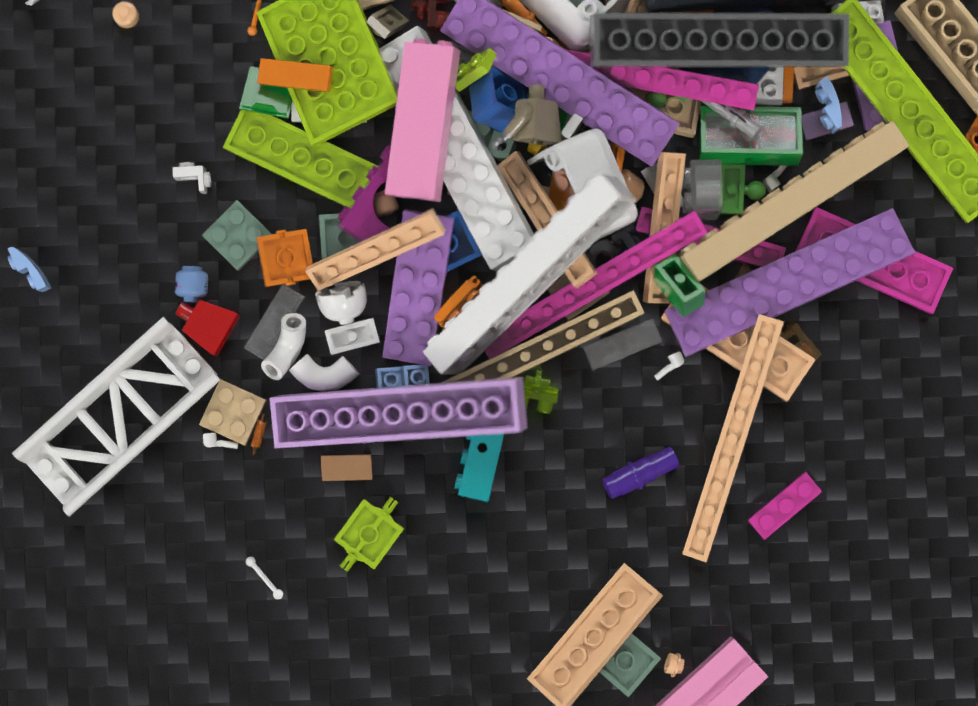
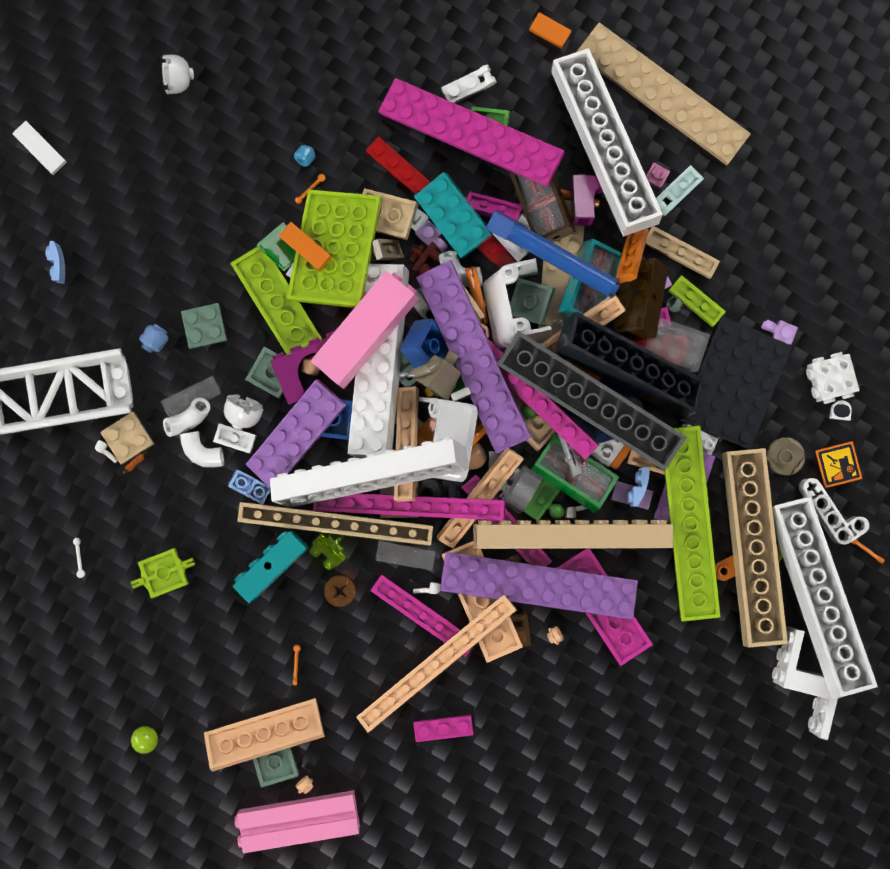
camera: 35 degrees right, 0 degrees up
(125, 14) = (224, 138): light nougat piece -> none
(188, 171) = (198, 264): white bracket -> none
(207, 324) = (147, 371): red torso -> none
(284, 257) = (224, 360): orange plate -> none
(346, 467) = (177, 520): medium nougat slope -> none
(375, 250) = (282, 393): light nougat plate -> none
(399, 413) = (228, 509): lavender brick -> none
(453, 306) = (323, 459): orange plate -> none
(474, 69) = (421, 316): lime plate -> none
(568, 522) = (296, 648): none -> orange hinge
(585, 421) = (340, 600): none -> clear orange gear
(640, 472) = (362, 646): dark purple piece -> none
(671, 396) = (415, 610): none -> dark pink plate
(679, 285) = (464, 542): green brick -> none
(840, 326) = (555, 635): none -> light nougat plate

